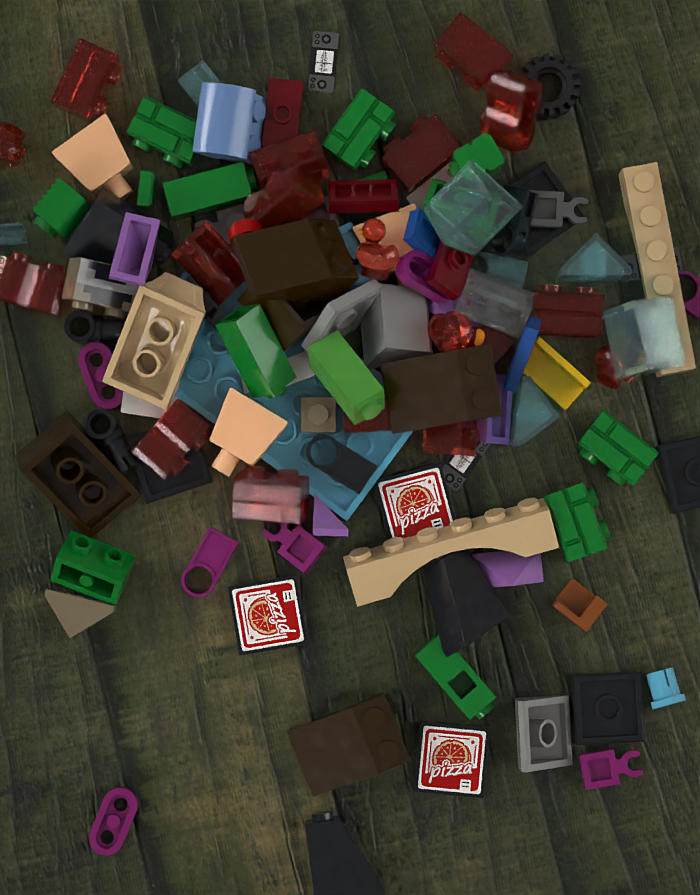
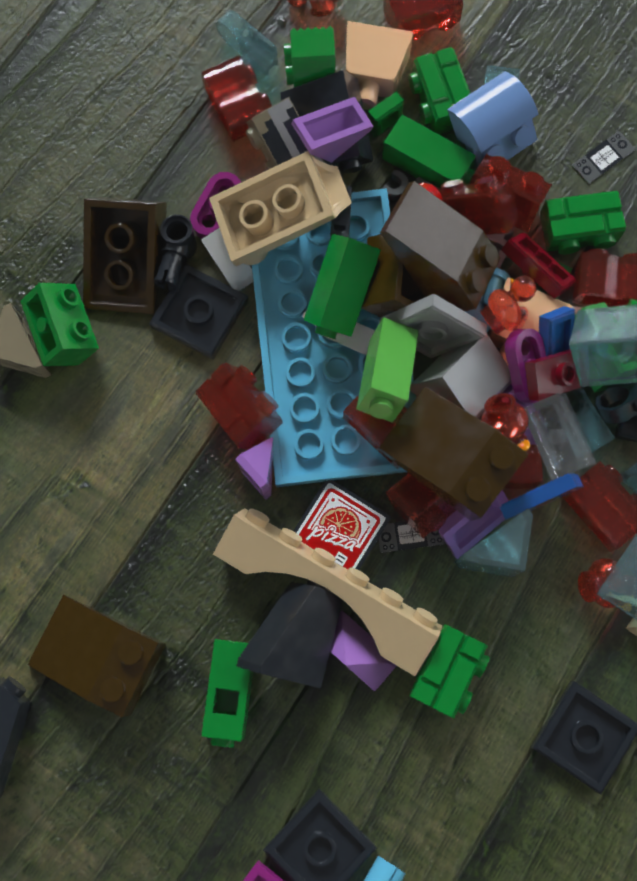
camera: 50 degrees right, 10 degrees down
(99, 330) = (236, 147): black pin -> none
(172, 439) = (214, 292): clear red brick -> none
(210, 262) = (376, 190): clear red brick -> none
(213, 555) = (155, 409): magenta piece -> none
(243, 431) = (270, 338): light nougat torso -> none
(268, 615) = (145, 493): tile -> none
(282, 110) = (544, 154): dark red plate -> none
(298, 547) = (219, 466): magenta plate -> none
(318, 415) = (337, 384): dark tan plate -> none
(348, 466) = (317, 443): black piece -> none
(451, 759) = (157, 753): tile -> none
(543, 732) = (248, 812): light grey slope -> none
(554, 374) = (551, 541): yellow panel -> none
(579, 604) = (383, 740): dark orange panel -> none
(616, 449) = (539, 649): green brick -> none

